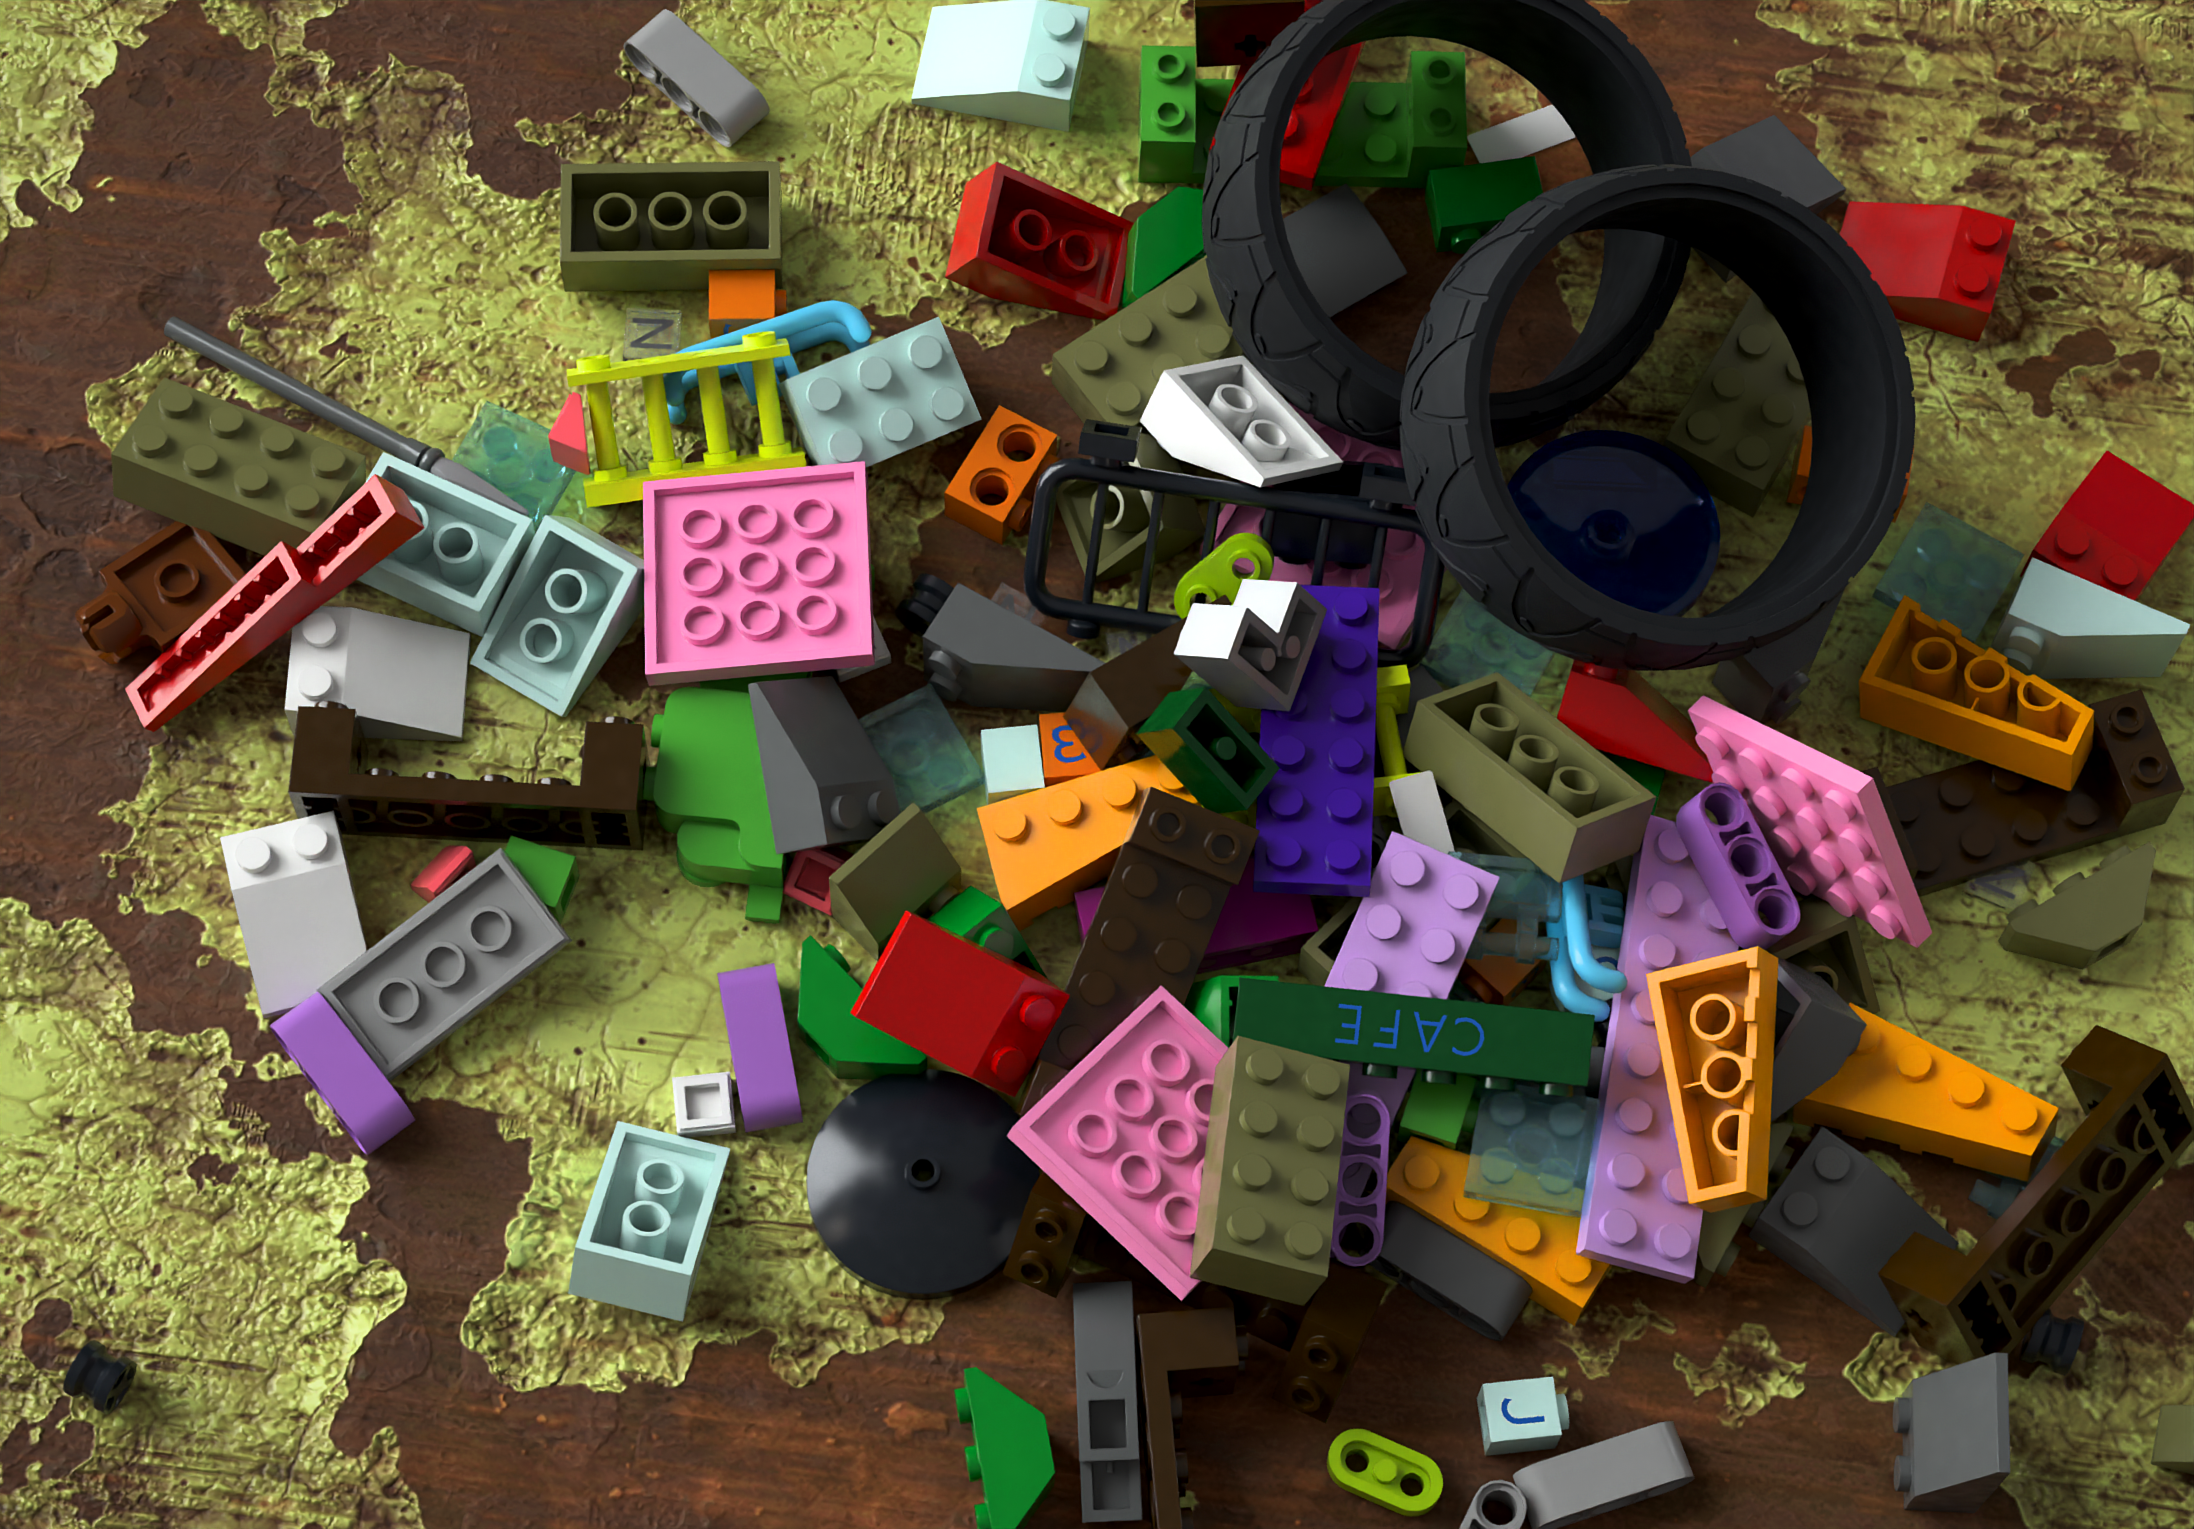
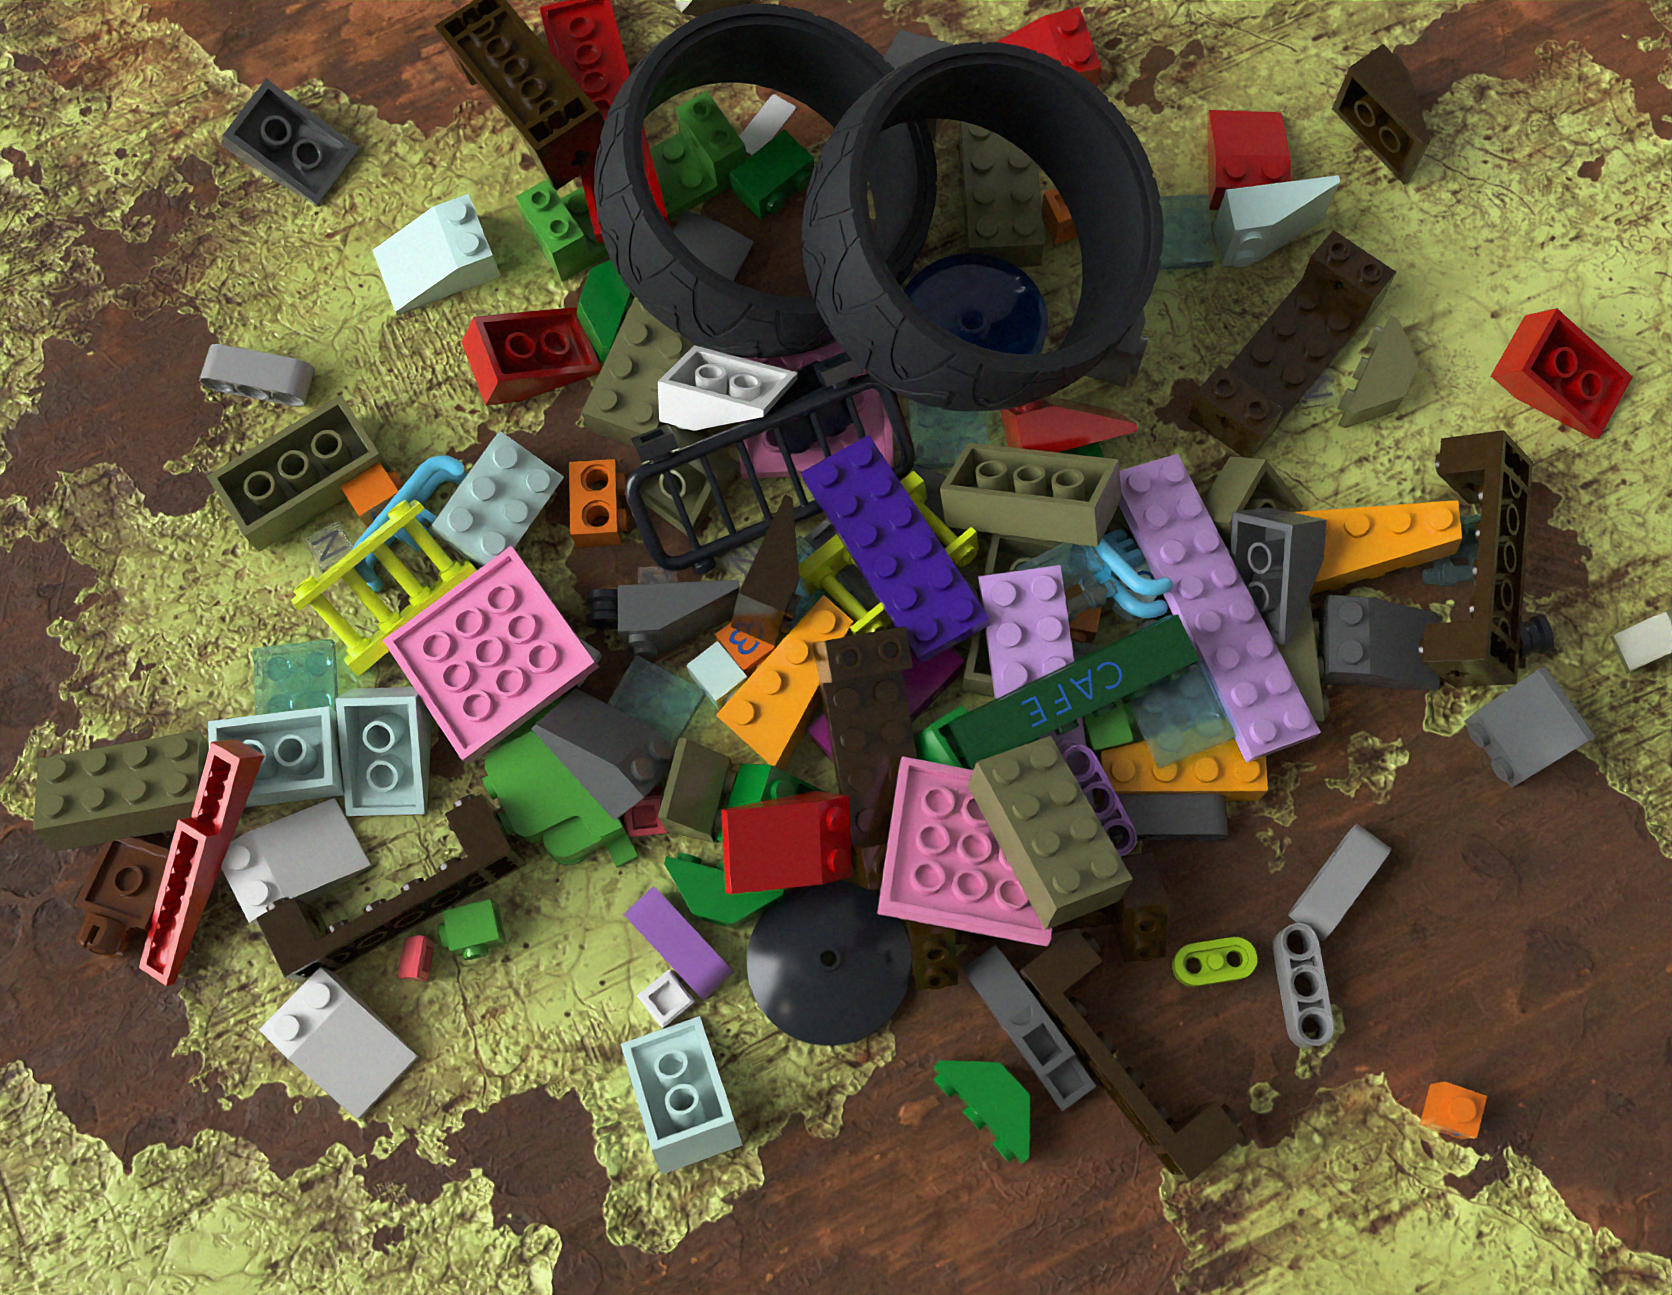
camera: 25 degrees left, 5 degrees up
(342, 1073) = (431, 1126): medium lavender beam -> none
(403, 448) = (223, 709): dark grey piece -> none
(445, 964) = (452, 1018): light grey tile -> none
(569, 436) = (319, 640): coral slope -> none
(1208, 750) = (840, 596): dark green brick -> none
(1217, 572) = (772, 487): lime plate -> none
(1256, 646) = (825, 513): light grey brick -> none
(1421, 811) = (983, 553): white sticker -> none
(1521, 1415) = (1269, 876): light aqua brick -> none
(1718, 1070) = (1262, 599): light orange wedge -> none
(1738, 839) = (1187, 472): medium lavender beam -> none
(1816, 819) = (1217, 417): bright pink plate -> none
(1972, 701) = (1243, 293): light orange wedge -> none

